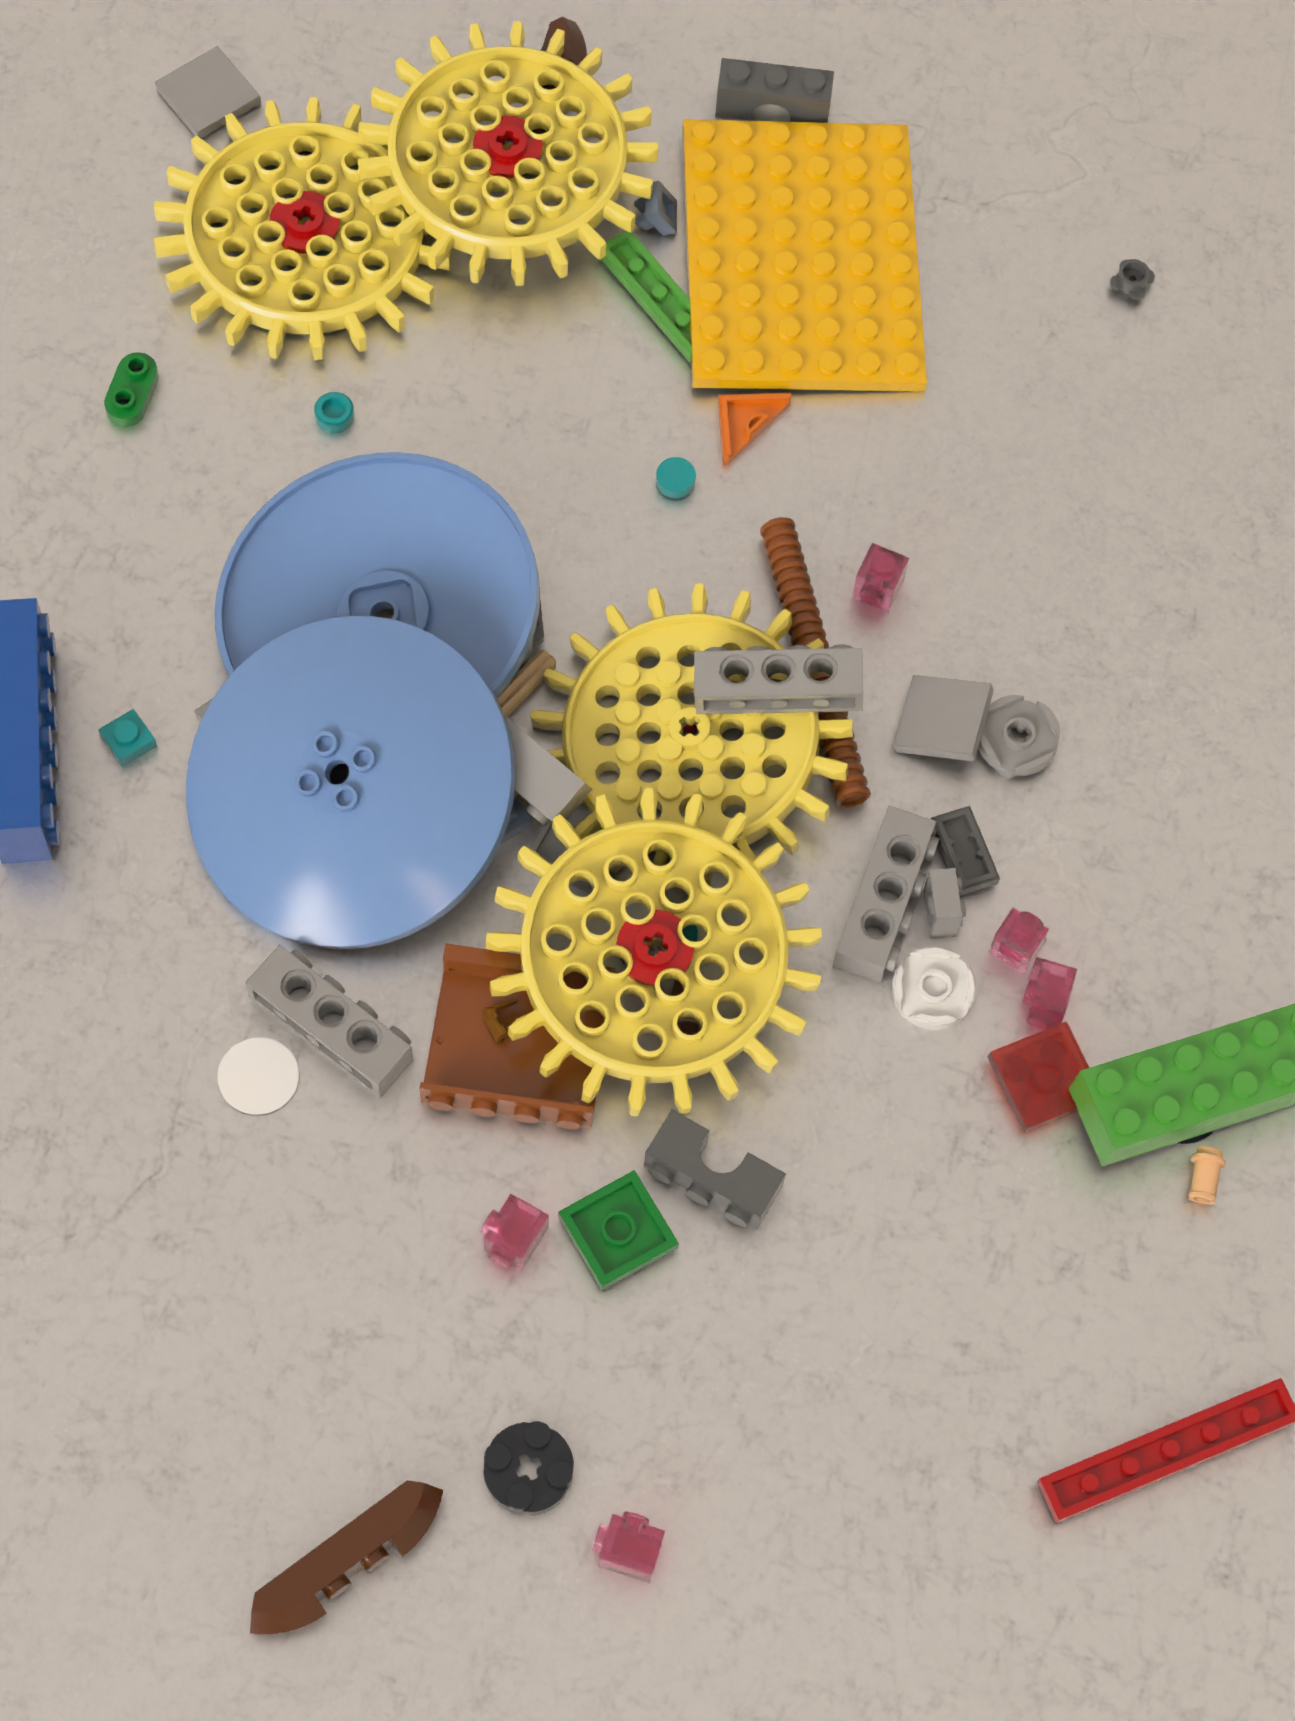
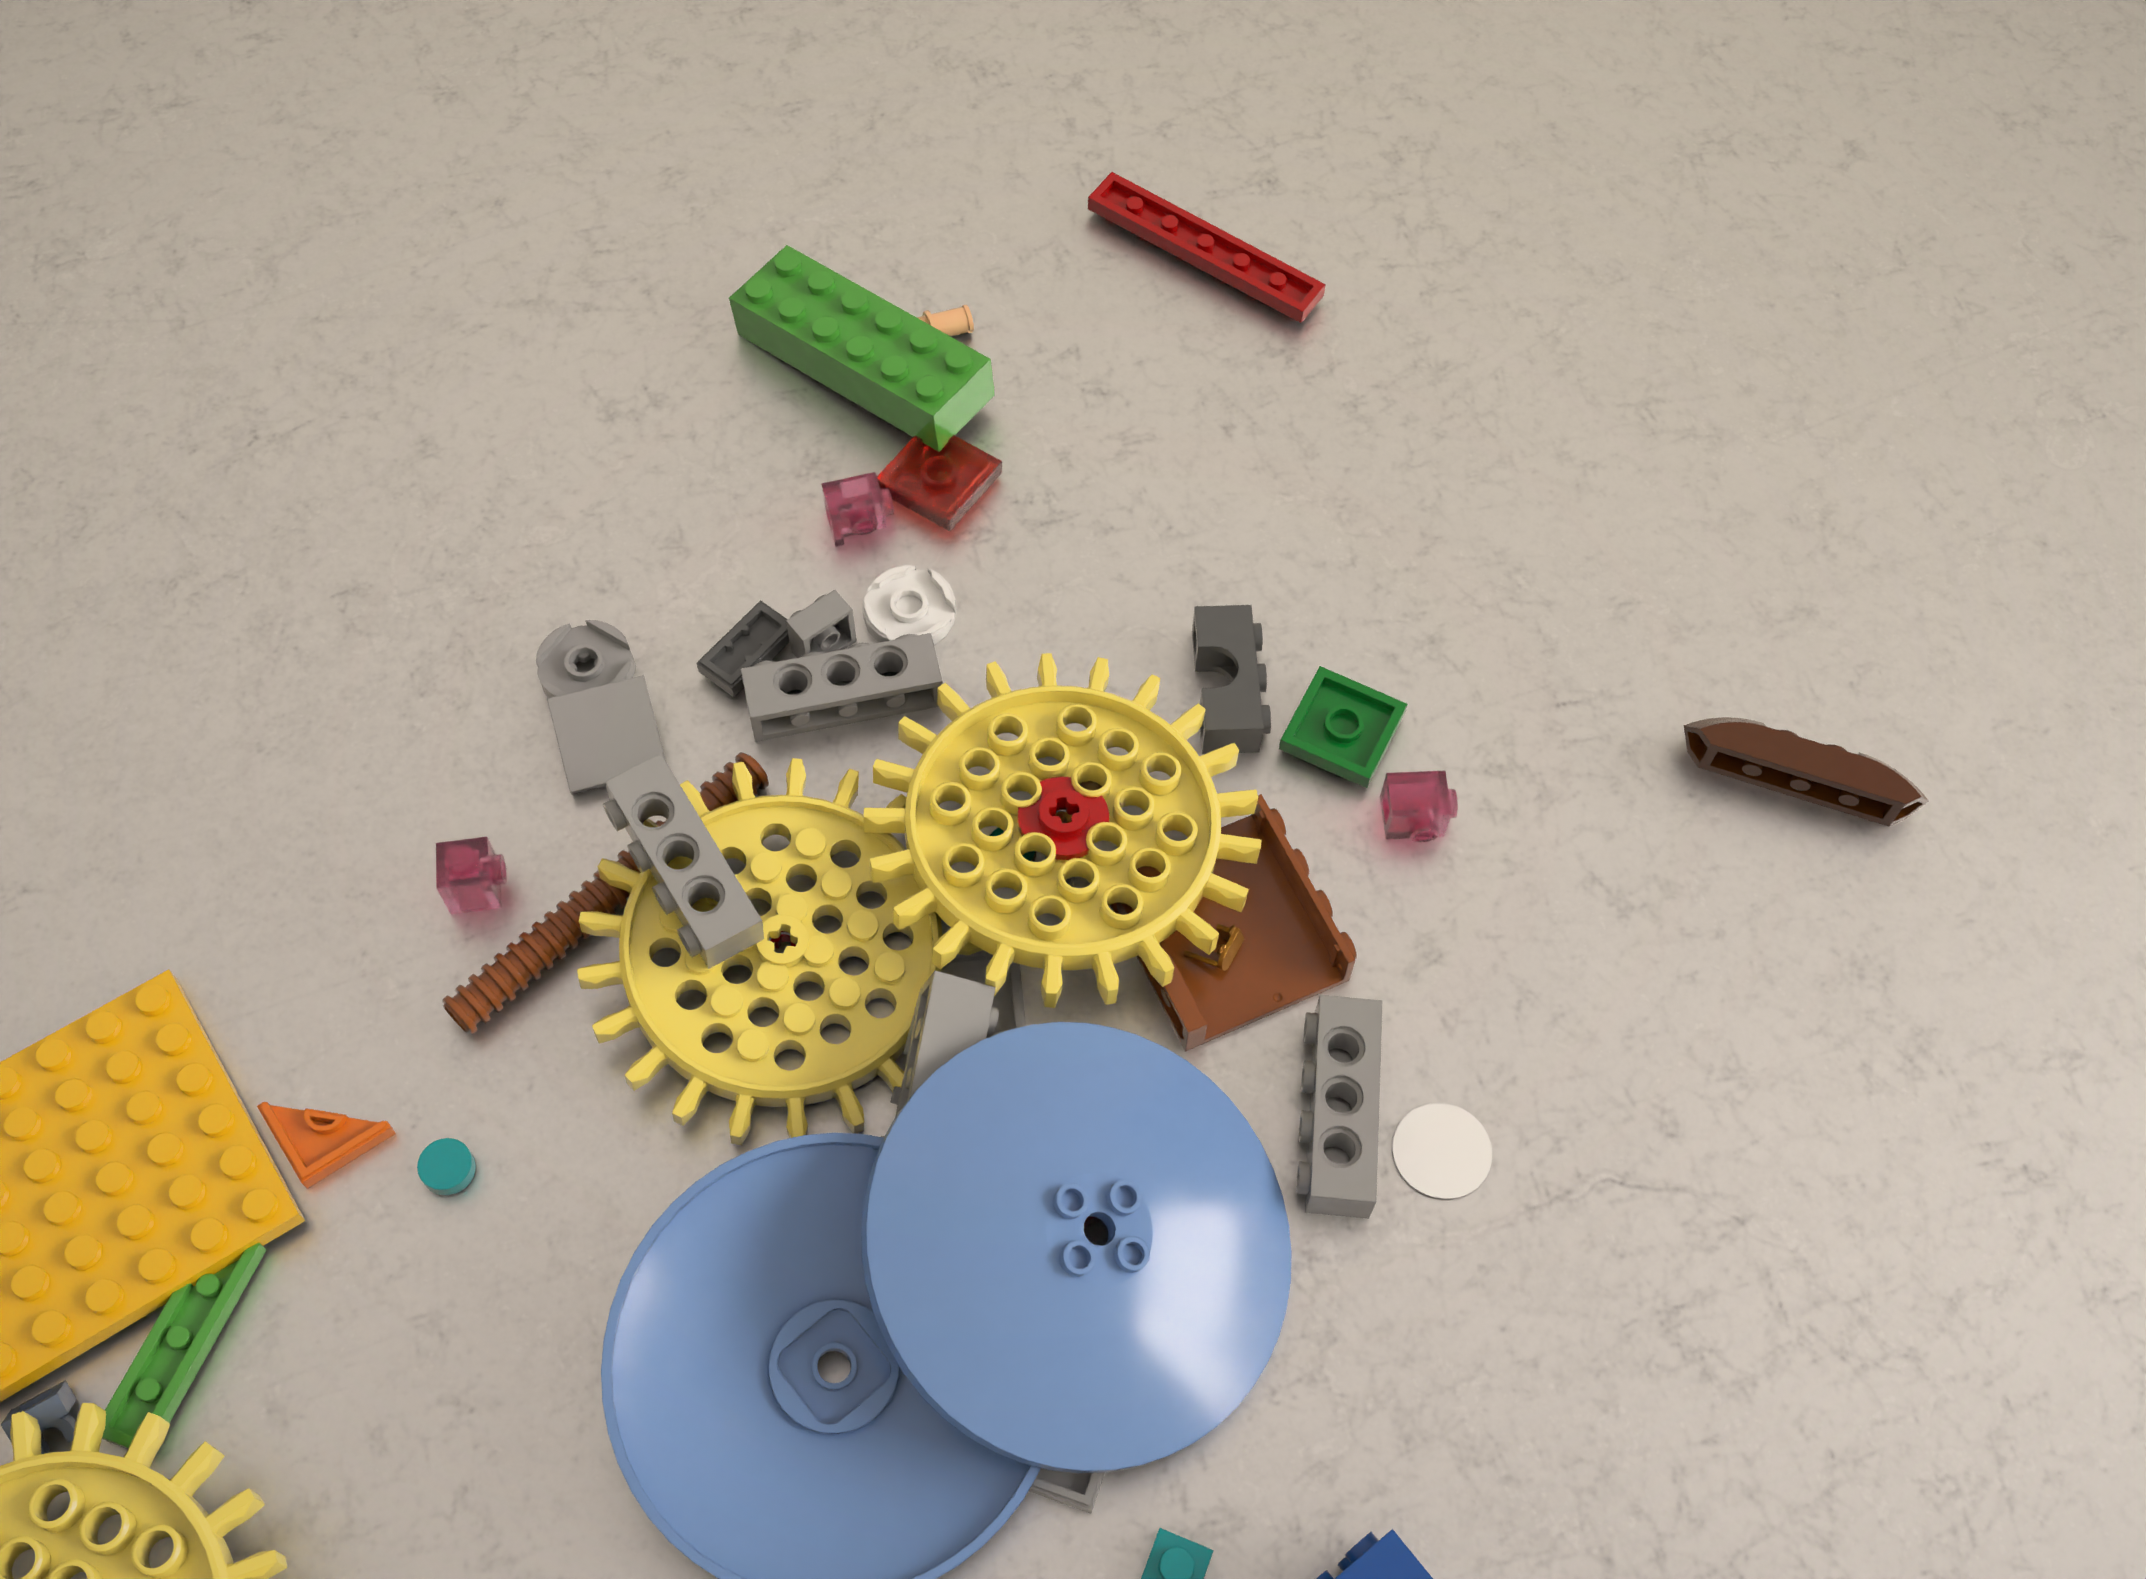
camera: 120 degrees left, 5 degrees down
(520, 1493) = (1610, 656): black plate -> none
(629, 1546) = (1603, 559): clear pink brick -> none
(1022, 932) = (814, 554): clear pink brick -> none

